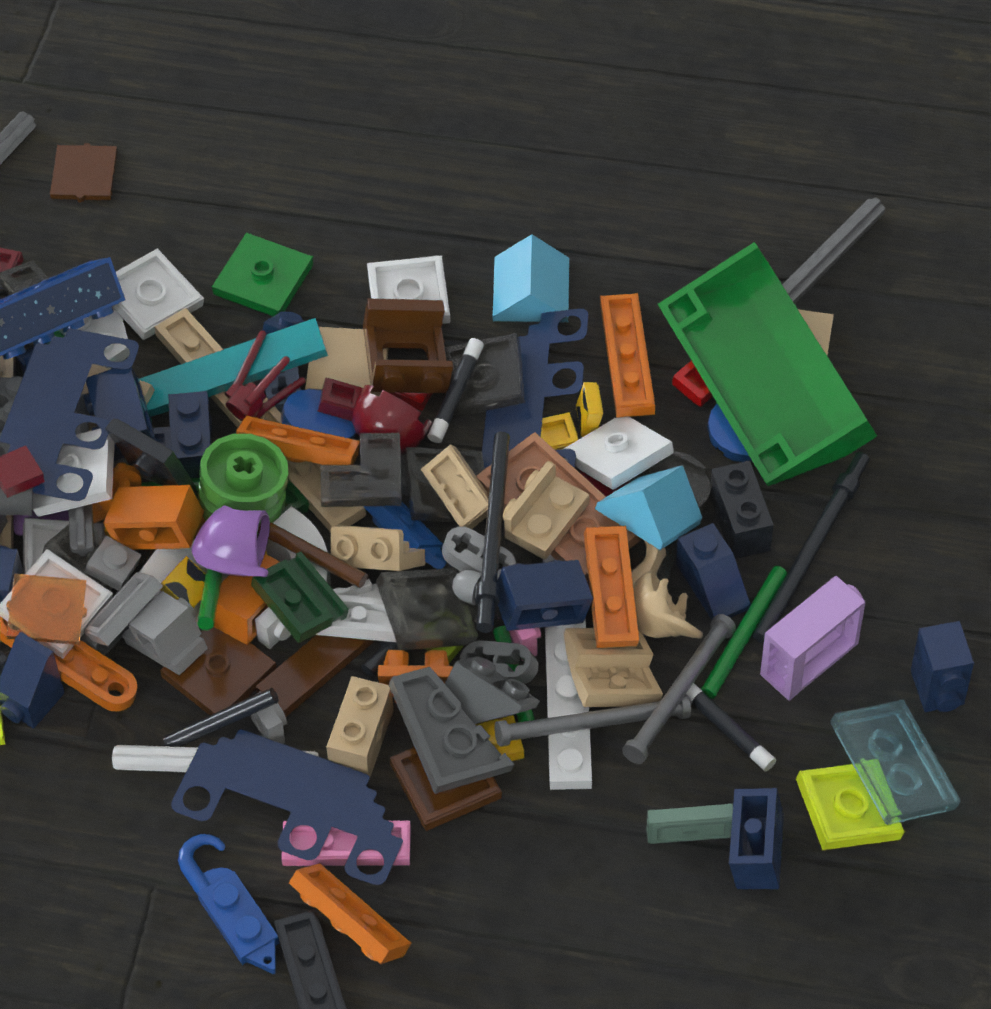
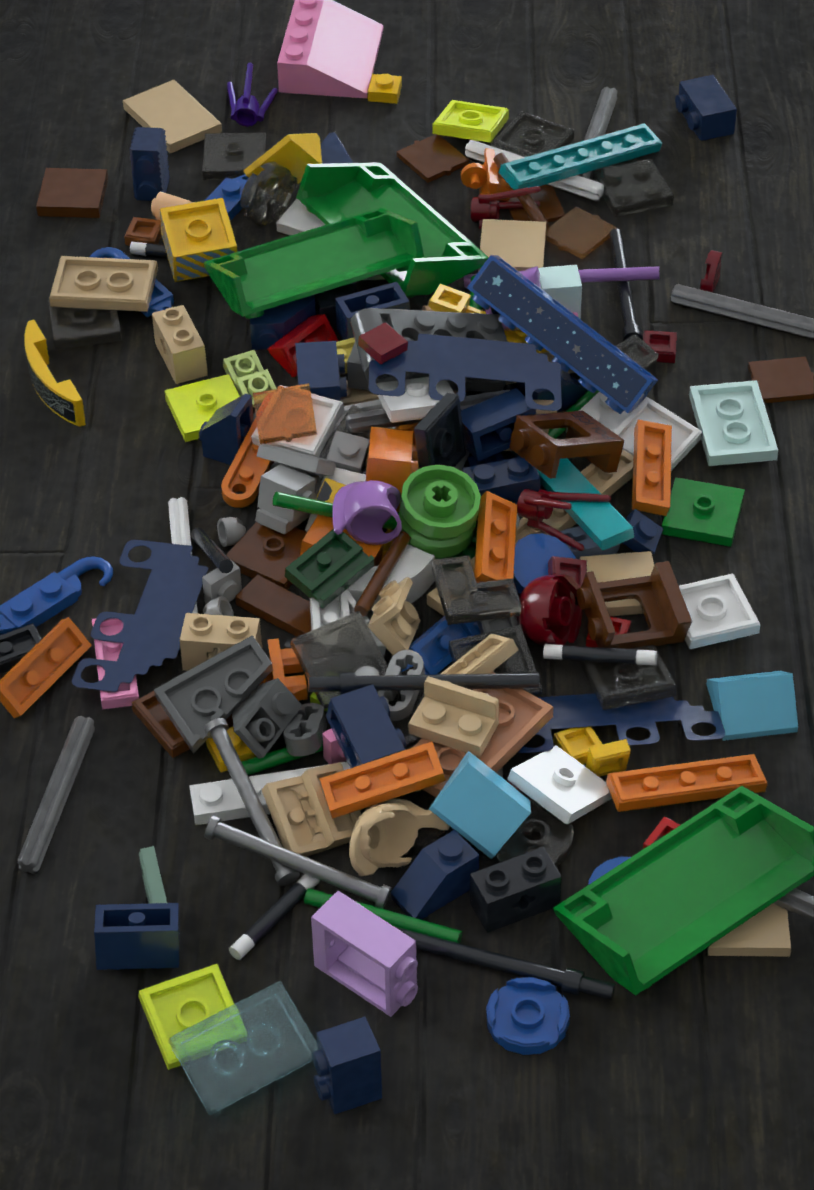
camera: 80 degrees right, 10 degrees down
(143, 220) = (733, 423): none -> light aqua plate
(165, 336) = (584, 439): none -> reddish brown window
(181, 715) = (230, 530): none -> light grey hinge
(207, 296) = (652, 467): none -> orange plate
(303, 729) = (218, 606): none -> light grey hinge
(532, 913) = (56, 795): none -> flat silver axle
(876, 530) = (527, 1016): none -> blue tile

